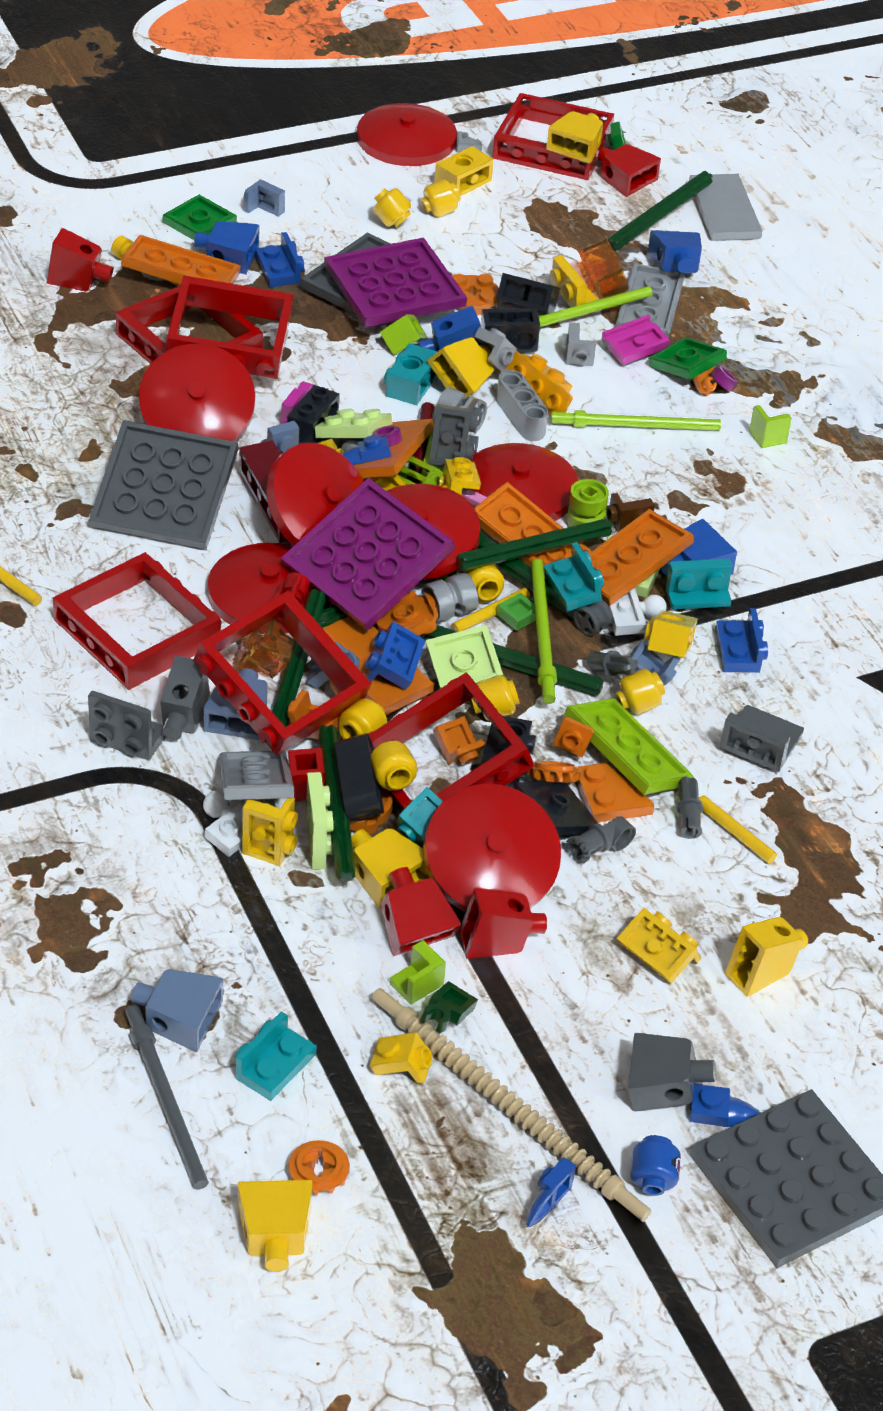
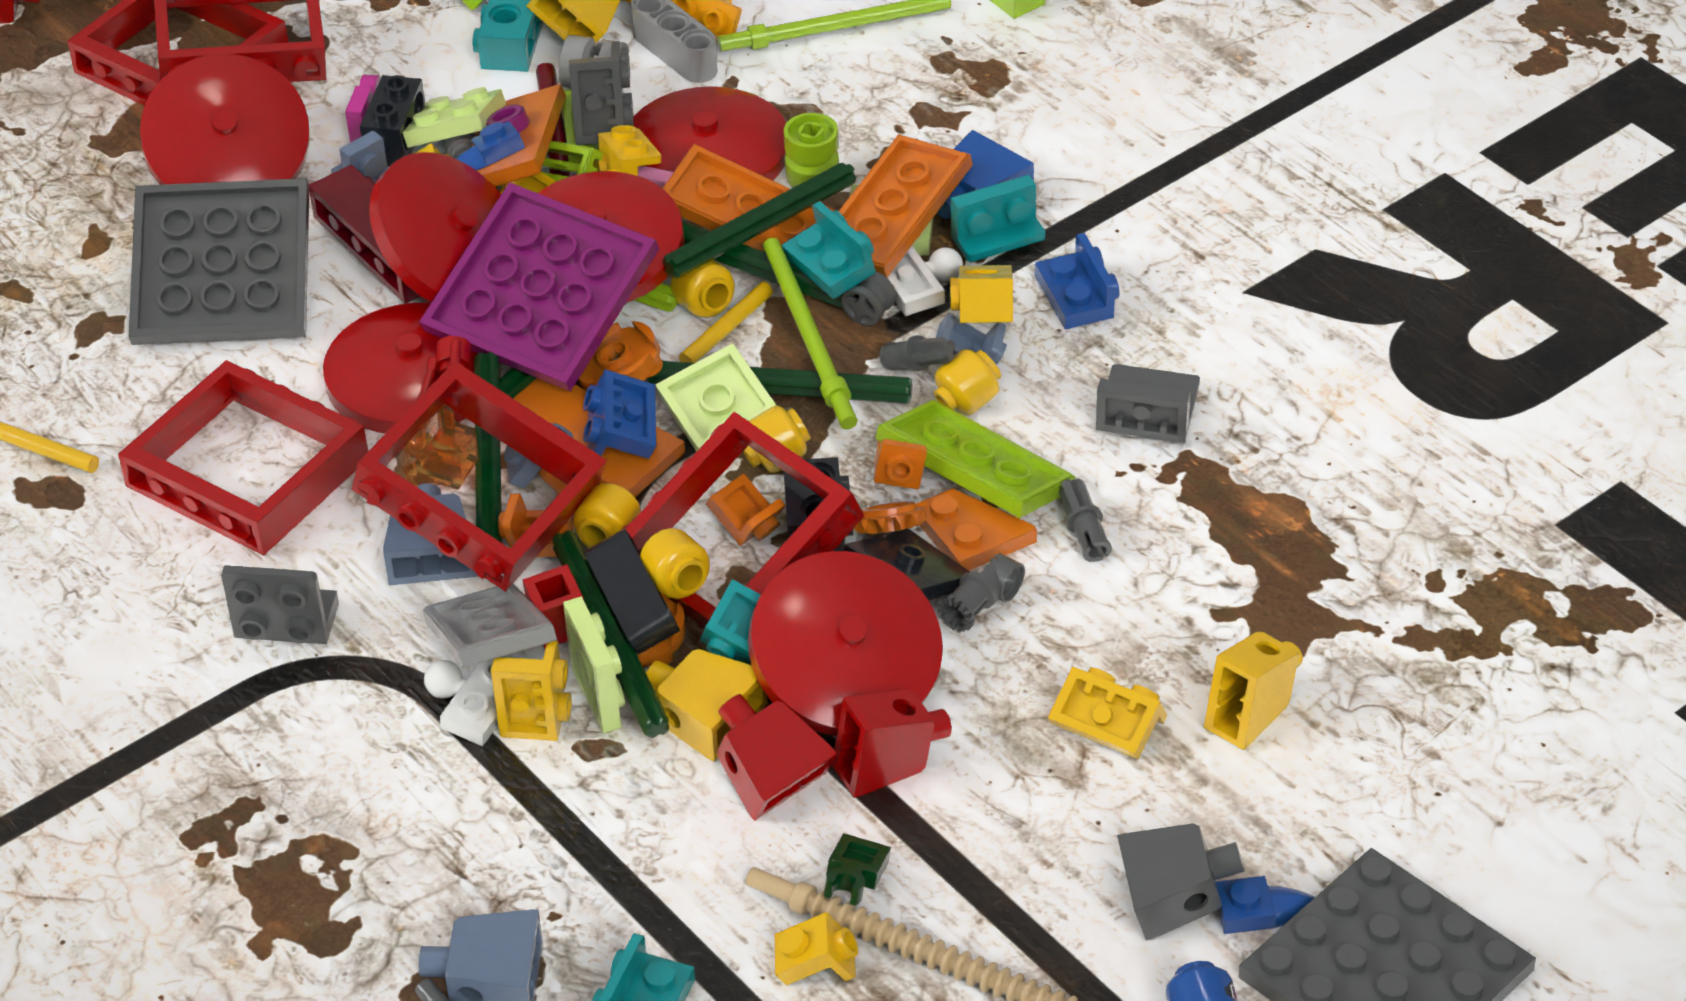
camera: 10 degrees left, 0 degrees up
(182, 708) = (354, 560): dark grey torso -> none
(422, 976) = (805, 833): lime panel -> none
(454, 596) = (672, 316): light grey wheel -> none
(517, 611) = (764, 316): bright green plate -> none
(624, 513) = (865, 149): reddish brown bracket -> none
(738, 830) = (1158, 534): yellow bar -> none

